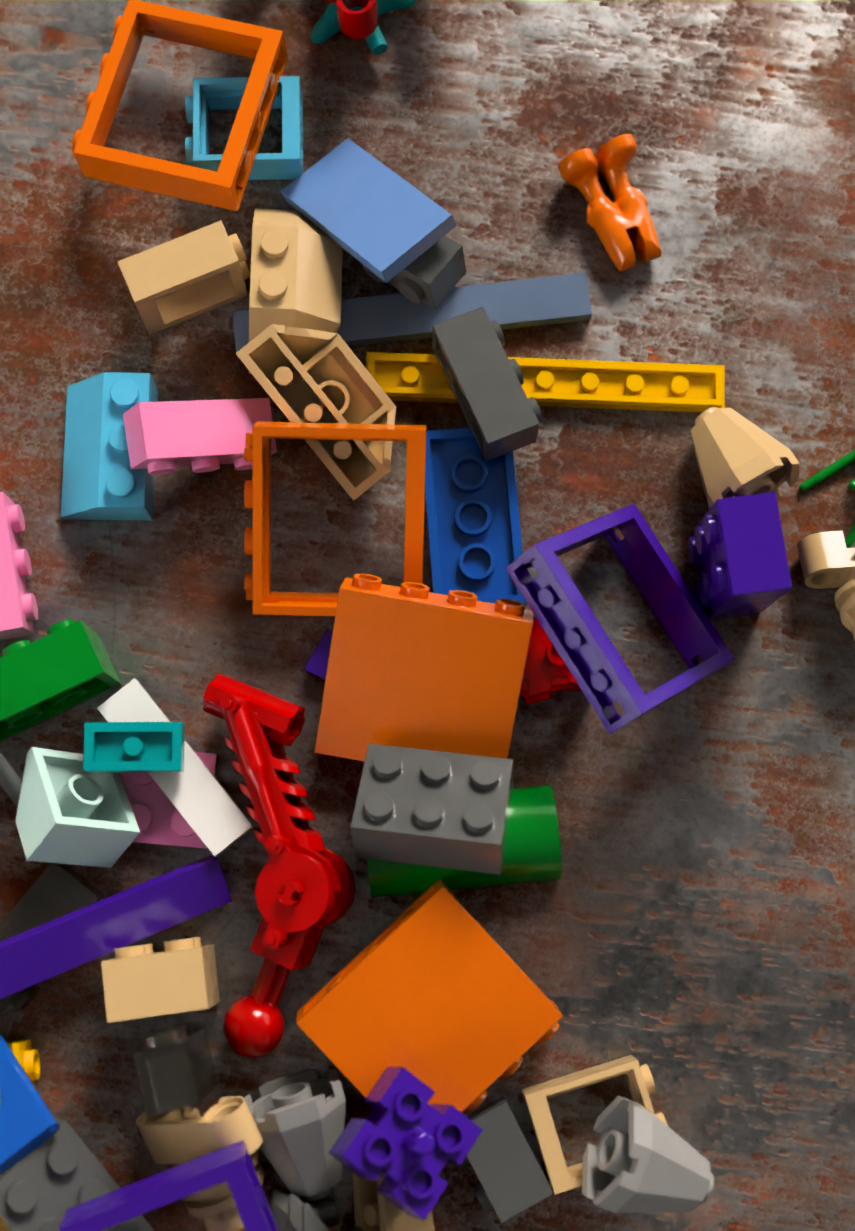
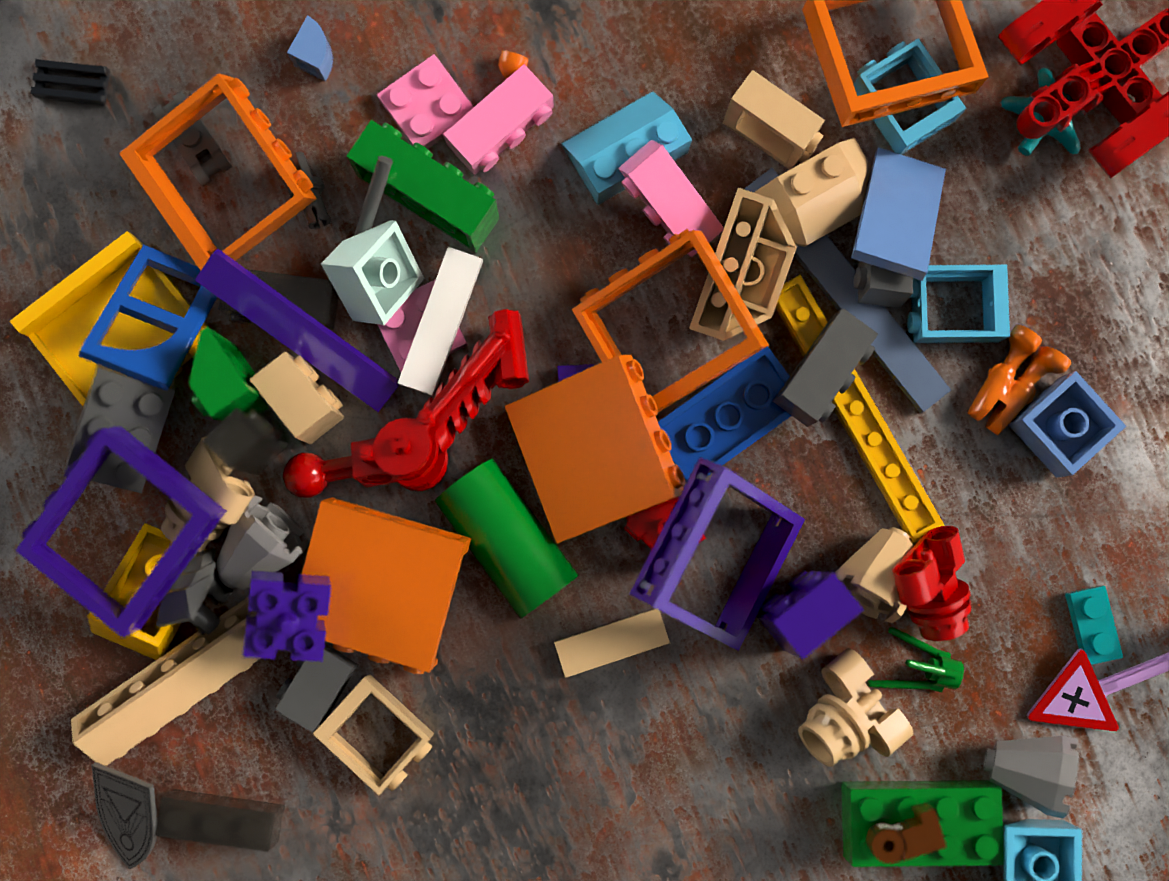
camera: 55 degrees right, 5 degrees up
(89, 1054) = (222, 378): none -> green slope
(133, 747) = (435, 286): teal plate -> none
(433, 808) = (512, 506): dark grey brick -> none
(520, 174) = (994, 299): none -> medium azure window
(642, 1164) = (362, 780): light grey cone -> none
(644, 793) = (611, 642): none -> tan tile
(694, 178) = (1067, 425): none -> medium blue brick
(785, 416) = (930, 586): none -> red beam

